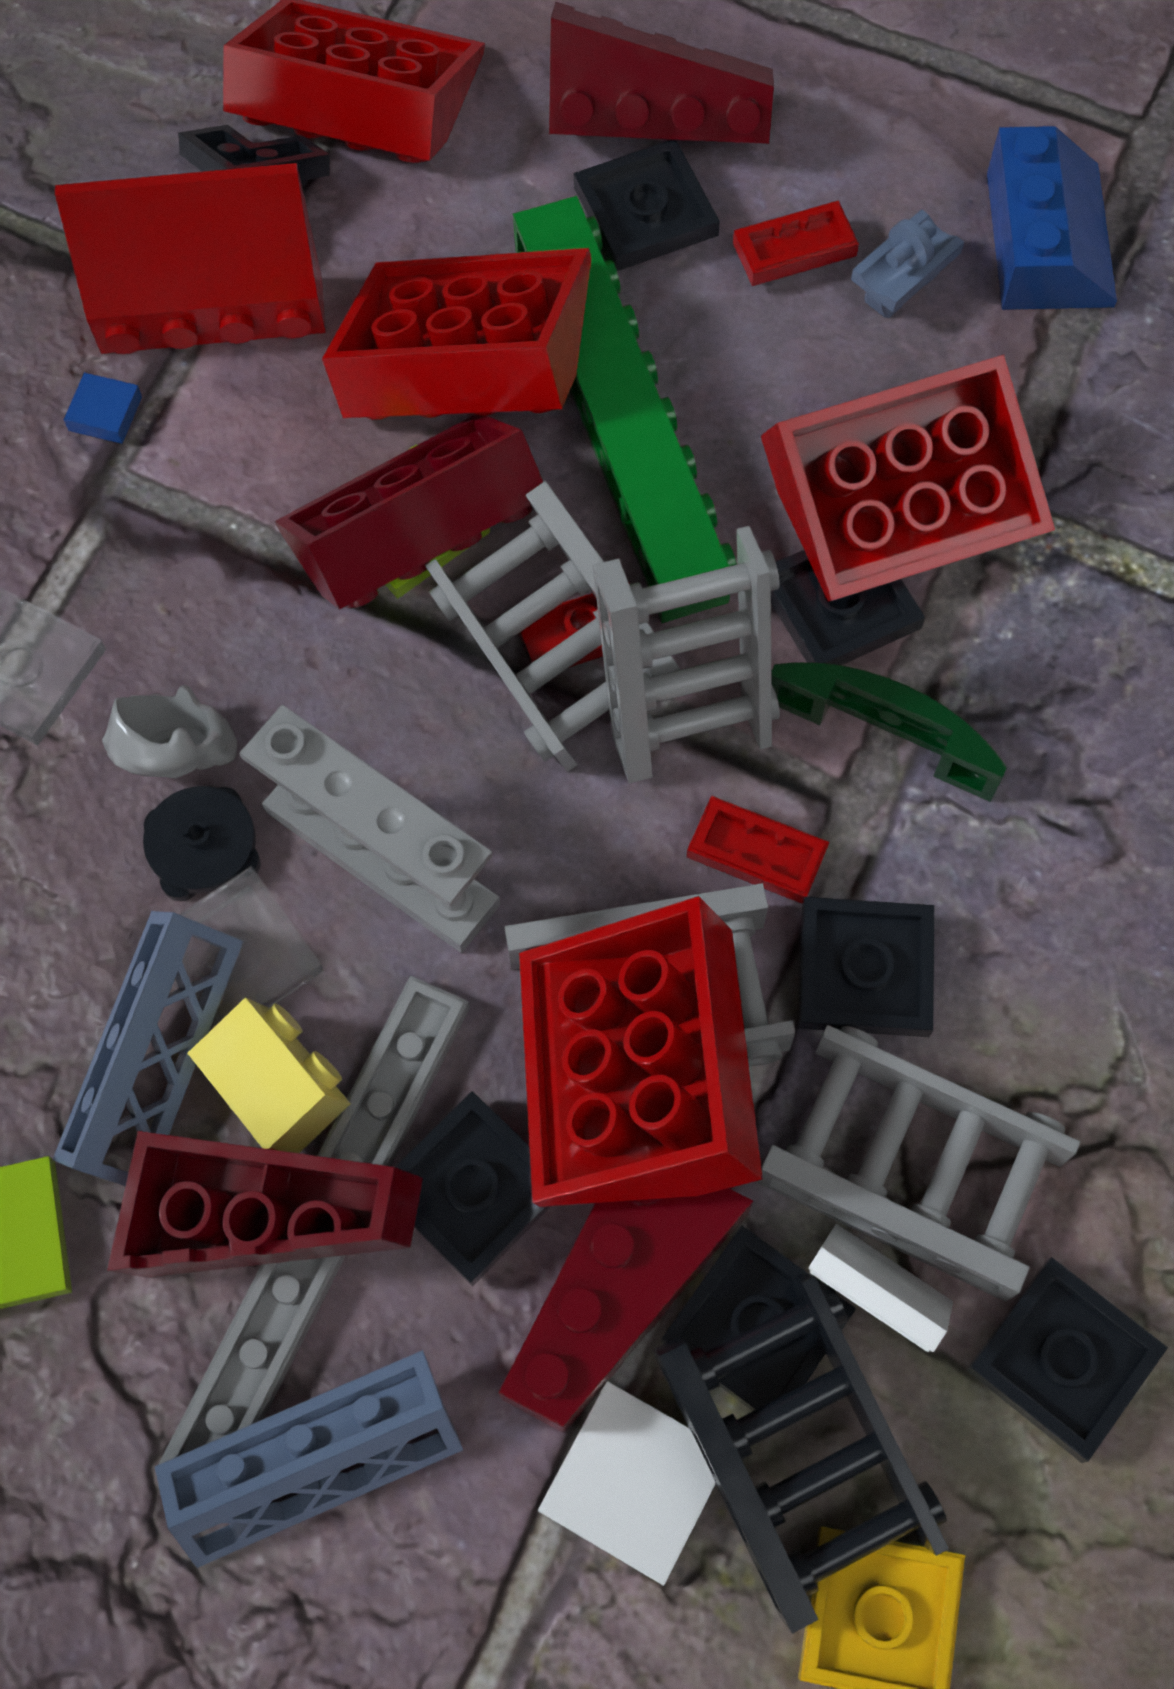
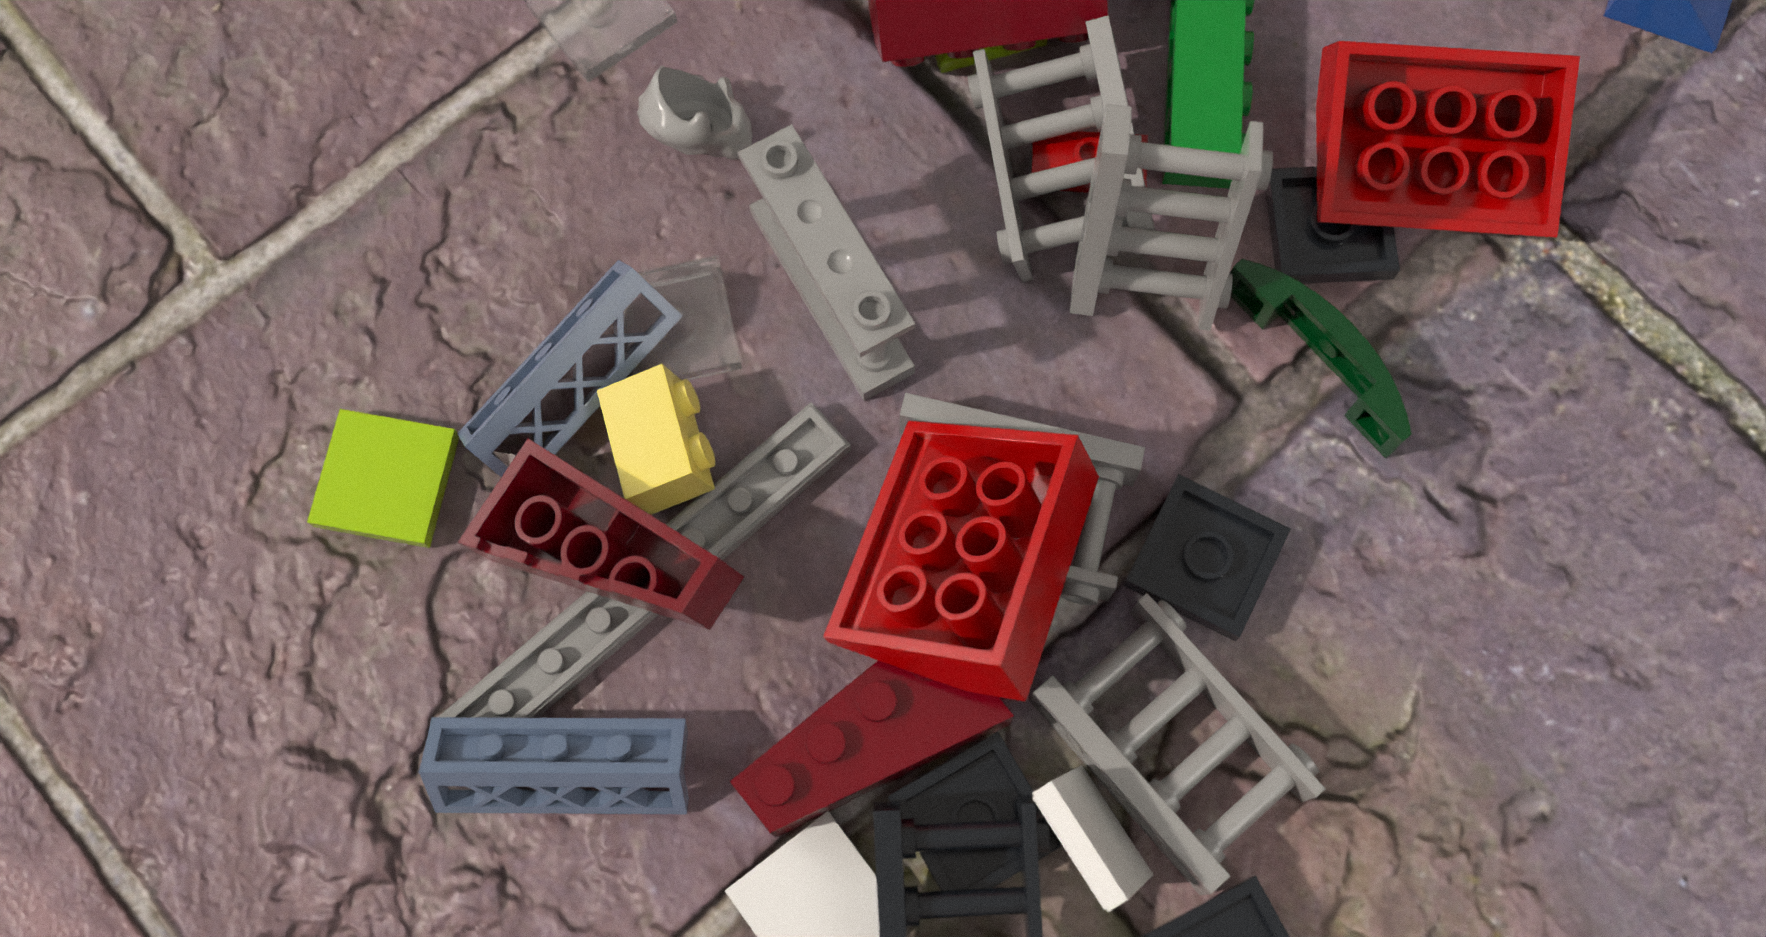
camera: 25 degrees right, 5 degrees up
(199, 840) = (685, 216): black piece -> none
(473, 1188) = (783, 601): black plate -> none
(757, 849) = (1156, 416): red plate -> none

